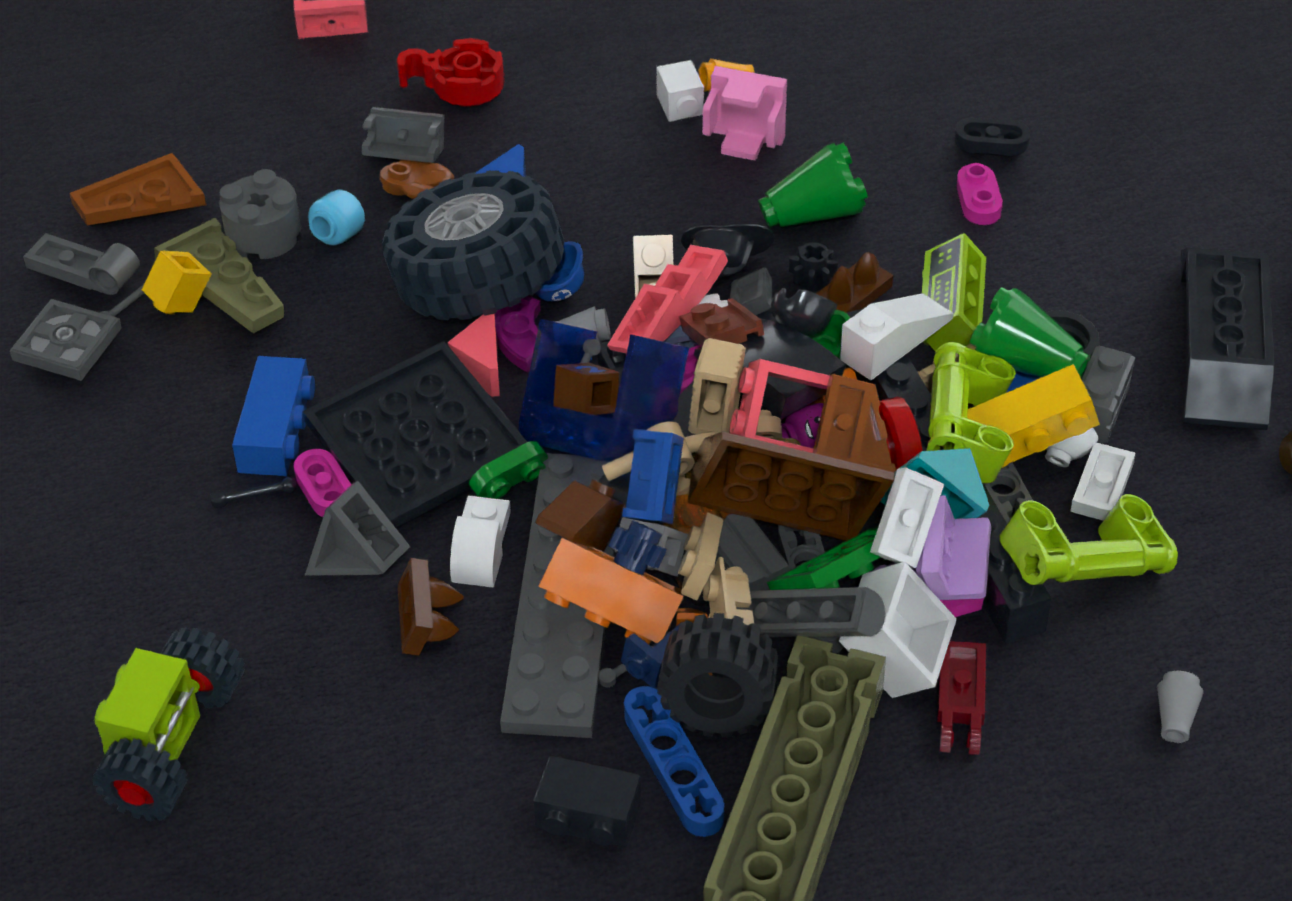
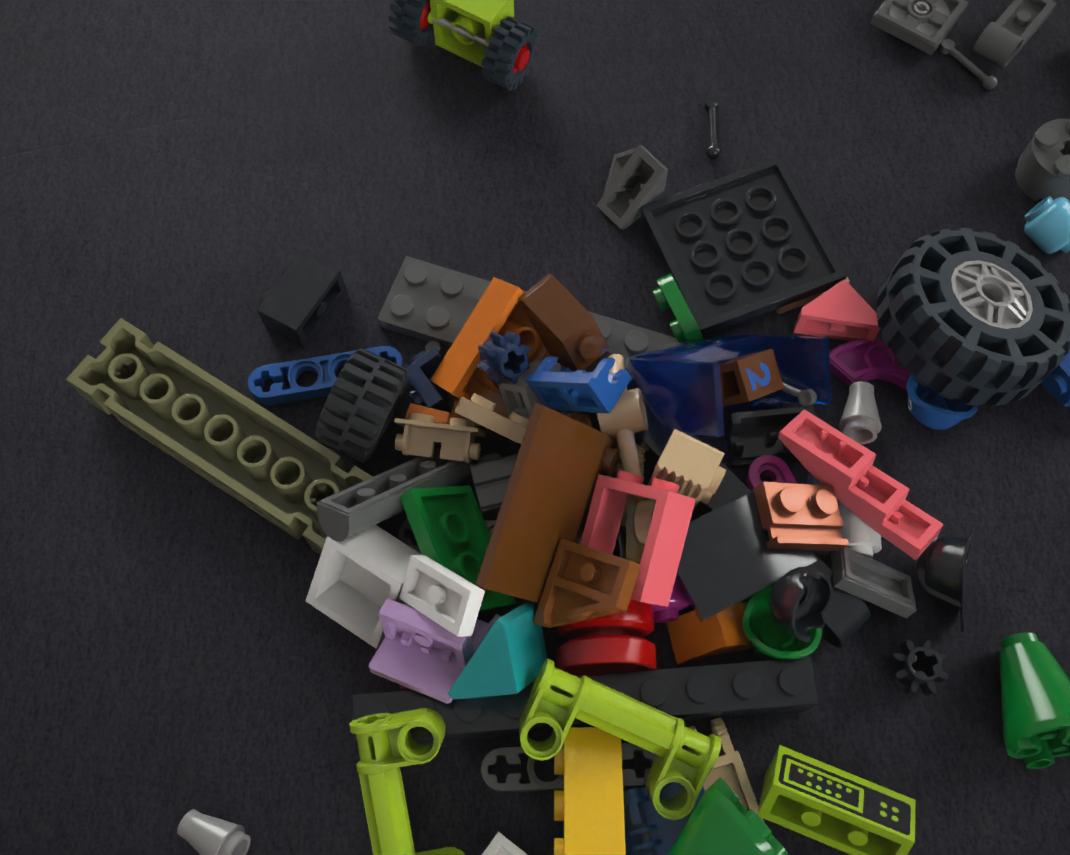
camera: 105 degrees right, 20 degrees up
(176, 282) = (971, 84): yellow brick -> none
(232, 282) = (983, 131): olive wing -> none
(272, 416) = (804, 143): blue brick -> none
(328, 482) = (700, 168): dark pink plate -> none
(416, 598) = (557, 222): reddish brown tile -> none
(478, 541) = (599, 270): white brick -> none
(650, 258) = (944, 493): tan slope -> none
(858, 285) = (881, 707): reddish brown tile -> none
(889, 331) = (753, 696): white slope -> none
(962, 693) = (305, 633): dark red hinge -> none

